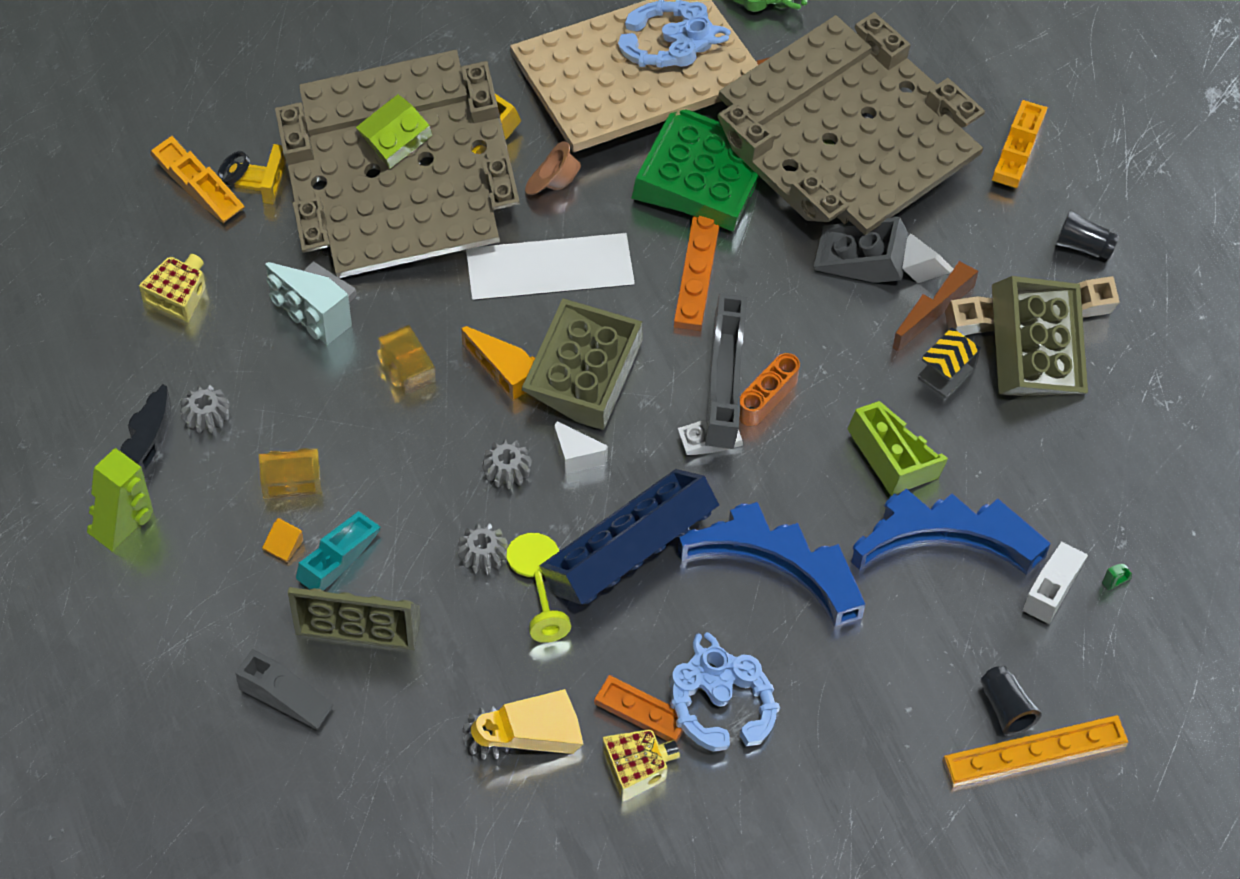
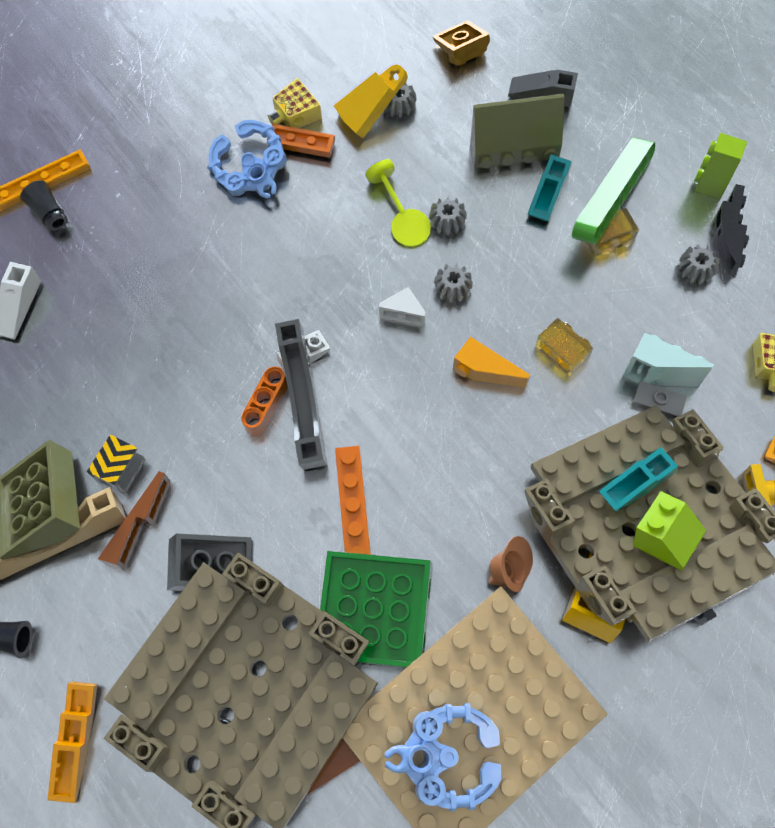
camera: 170 degrees right, 10 degrees up
(263, 508) = (613, 191): none -> beam
(283, 540) = (589, 188): light orange slope -> none
(365, 800) = (463, 42): none -> pearl gold slope
(396, 189) = (639, 479): none -> teal slope
(549, 266) = (477, 479): white sticker -> none
(584, 362) = (421, 375): olive slope -> none
(629, 536) = (340, 239): dark blue brick -> none
(785, 548) = (227, 273): blue arch -> none
(893, 450) = (148, 366): lime wedge -> none
(922, 261) = (150, 564): white slope -> none
(992, 529) = (101, 327): blue arch -> none

